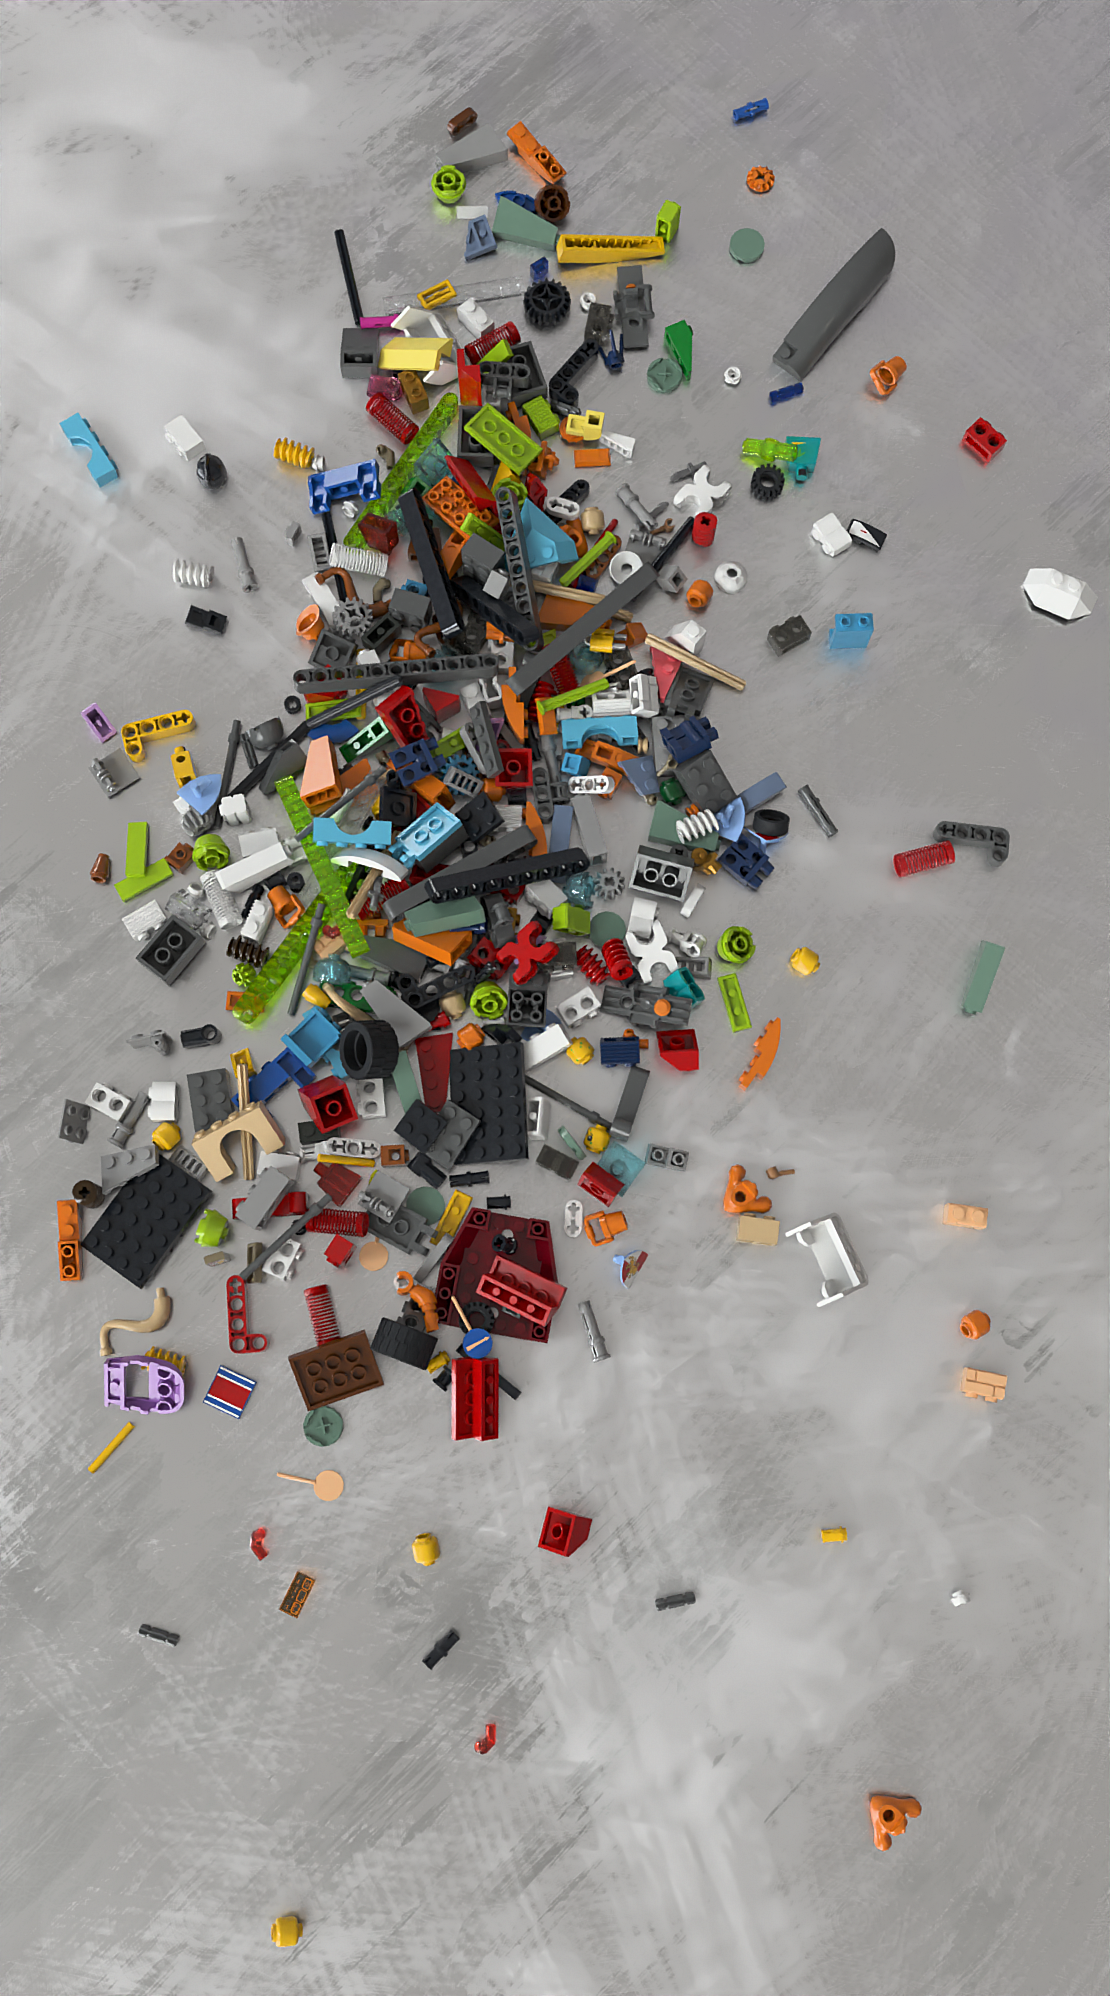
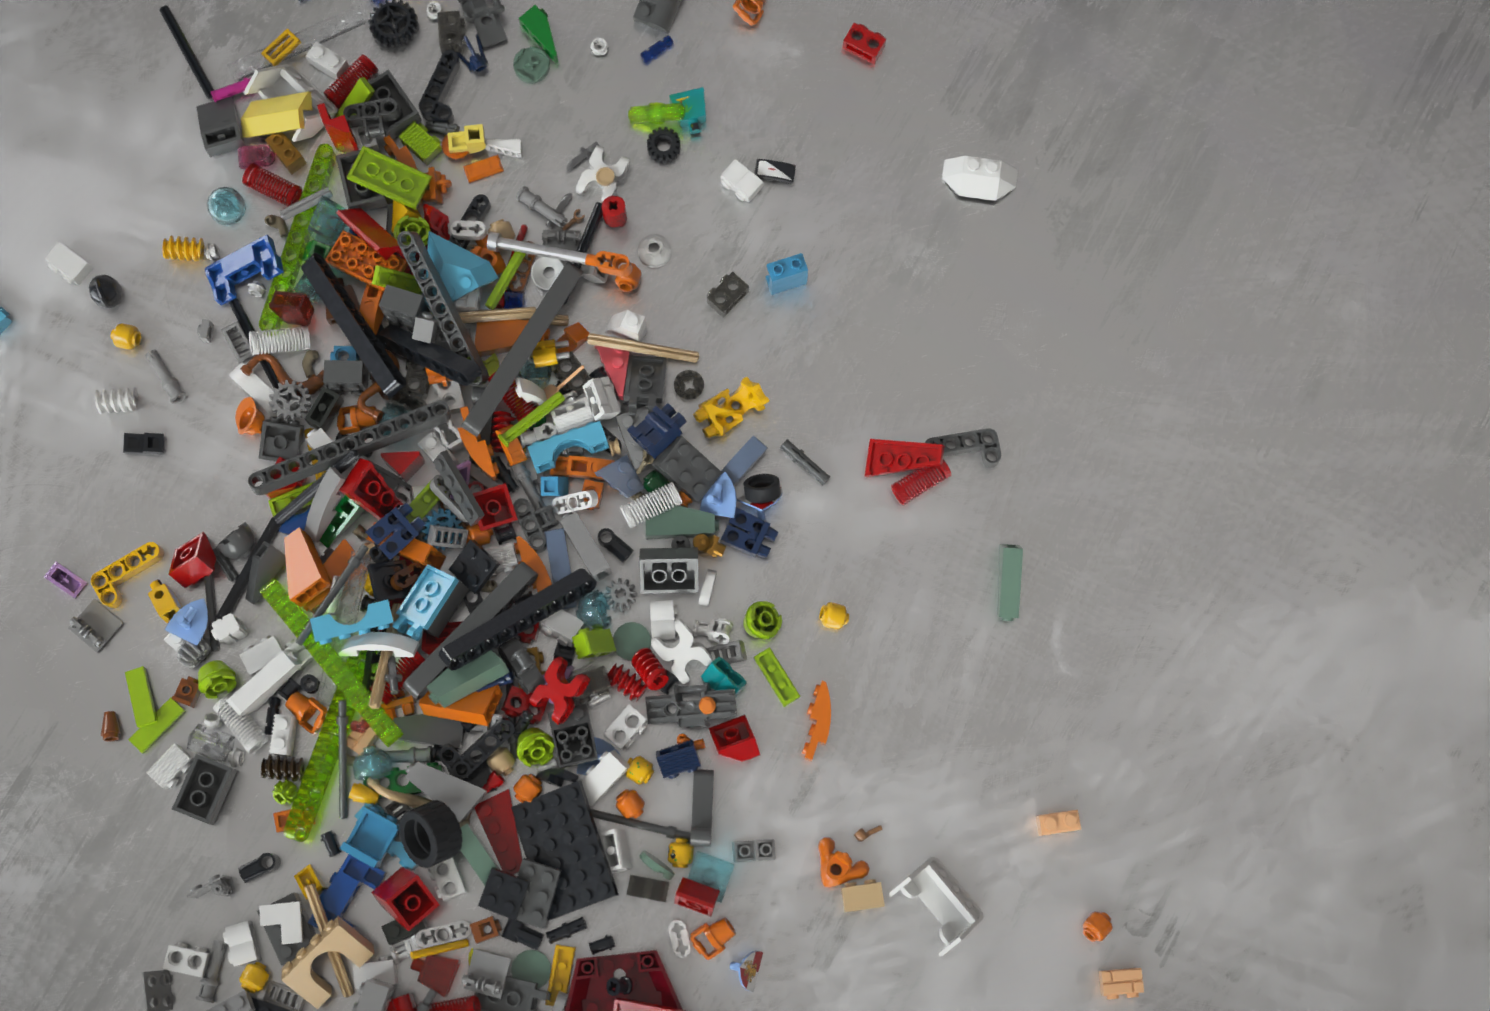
camera: 15 degrees left, 0 degrees up
(213, 1086) = (287, 915): none -> white tile
(218, 518) = (126, 336): none -> yellow head
(220, 738) = (192, 561): none -> red slope
(272, 1034) = (330, 843): none -> black pin
(292, 710) = (252, 499): black bush -> none
(344, 425) = (226, 205): none -> clear light blue cylinder
(353, 723) = (323, 504): none -> light grey slope
(416, 812) = (406, 573): none -> reddish brown beam
(417, 442) = (305, 203): none -> light grey axle
(562, 1079) = (630, 804): none -> orange head
(578, 669) = (530, 391): none -> white slope
(617, 837) = (616, 545): none -> black piece
(683, 569) = (496, 242): none -> flat silver piece
(687, 806) = (628, 514): none -> white piece
(696, 824) = (689, 513): white piece -> none
(705, 494) = (605, 176): none -> tan piece
(729, 701) = (687, 376): none -> clear smoke gear
(782, 734) = (747, 395): none -> yellow hips
(907, 829) = (900, 456): none -> red wing

